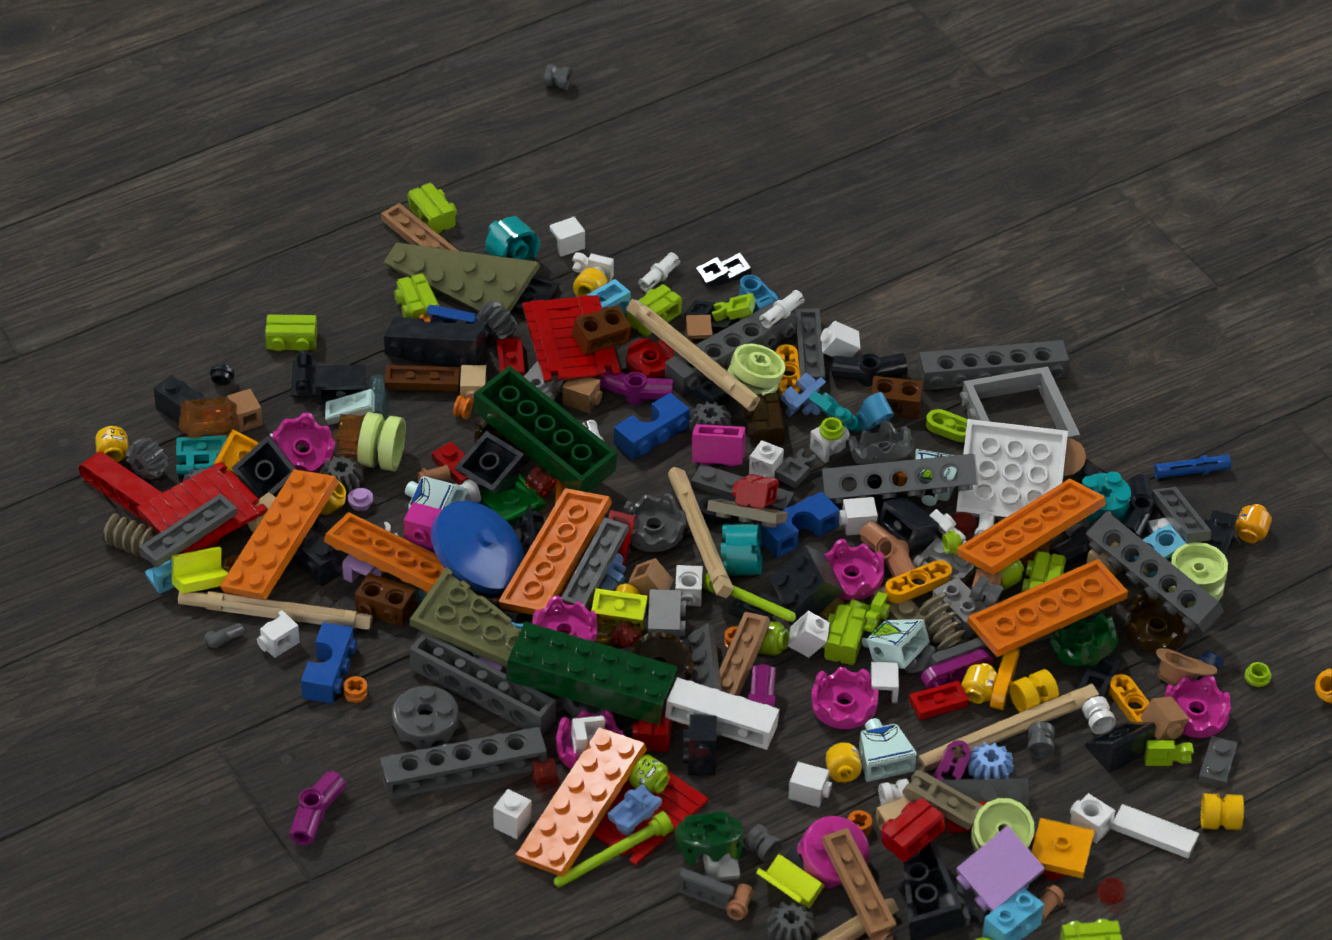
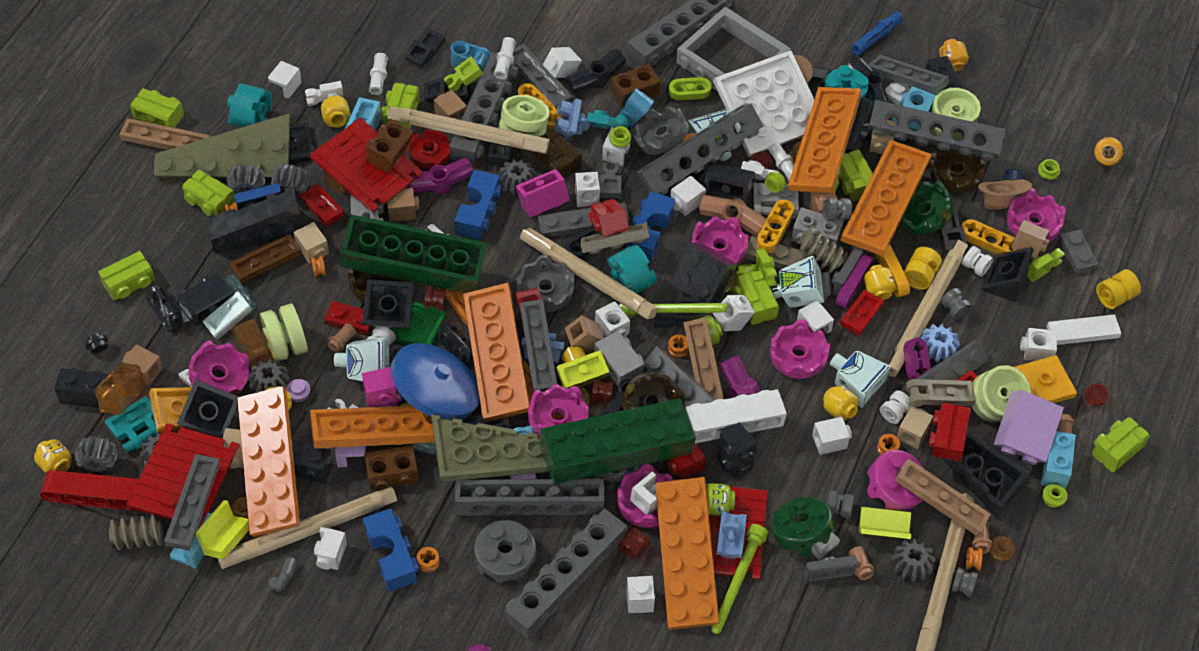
camera: 35 degrees left, 10 degrees up
(457, 298) = (245, 178): none -> dark grey gear

